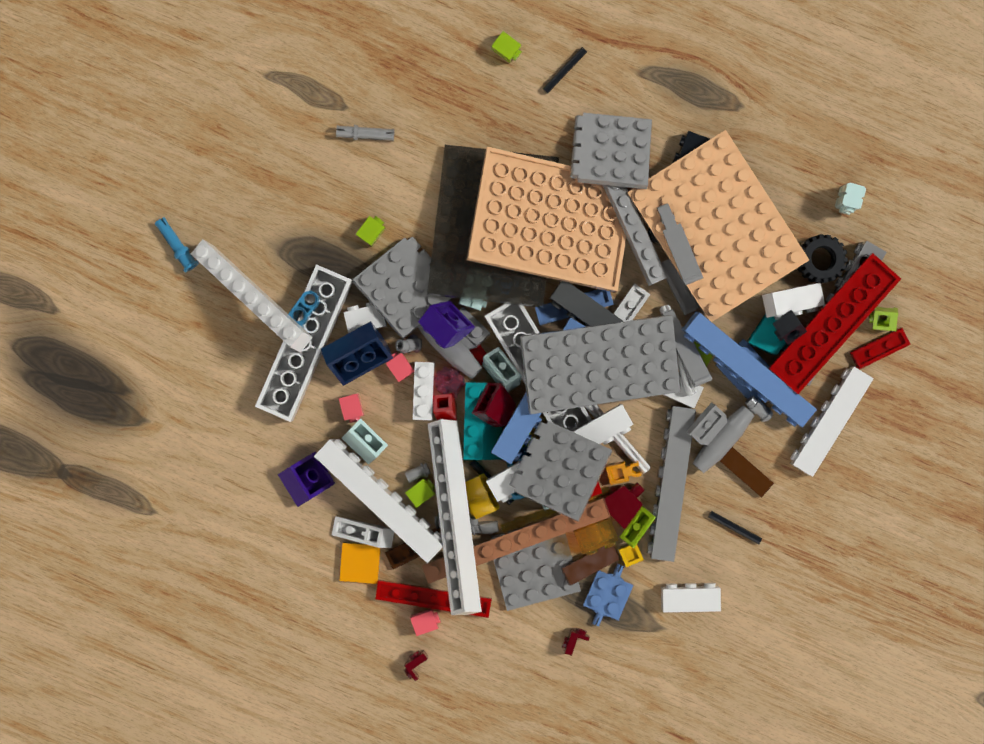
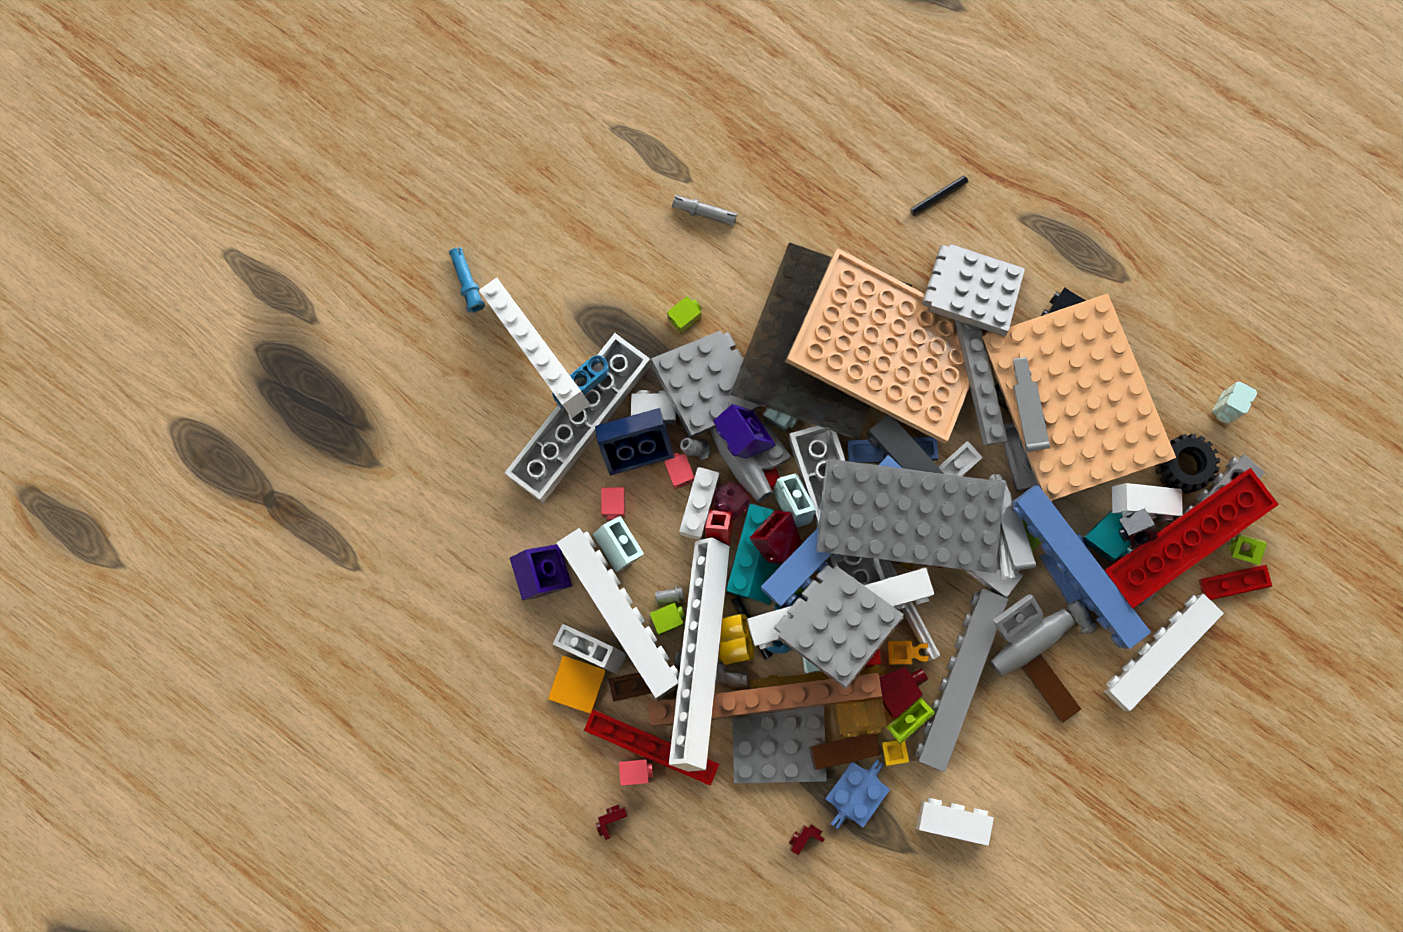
camera: 15 degrees right, 10 degrees down
(507, 47) = (881, 156): lime brick -> none
(734, 527) = (1023, 750): black bar -> none

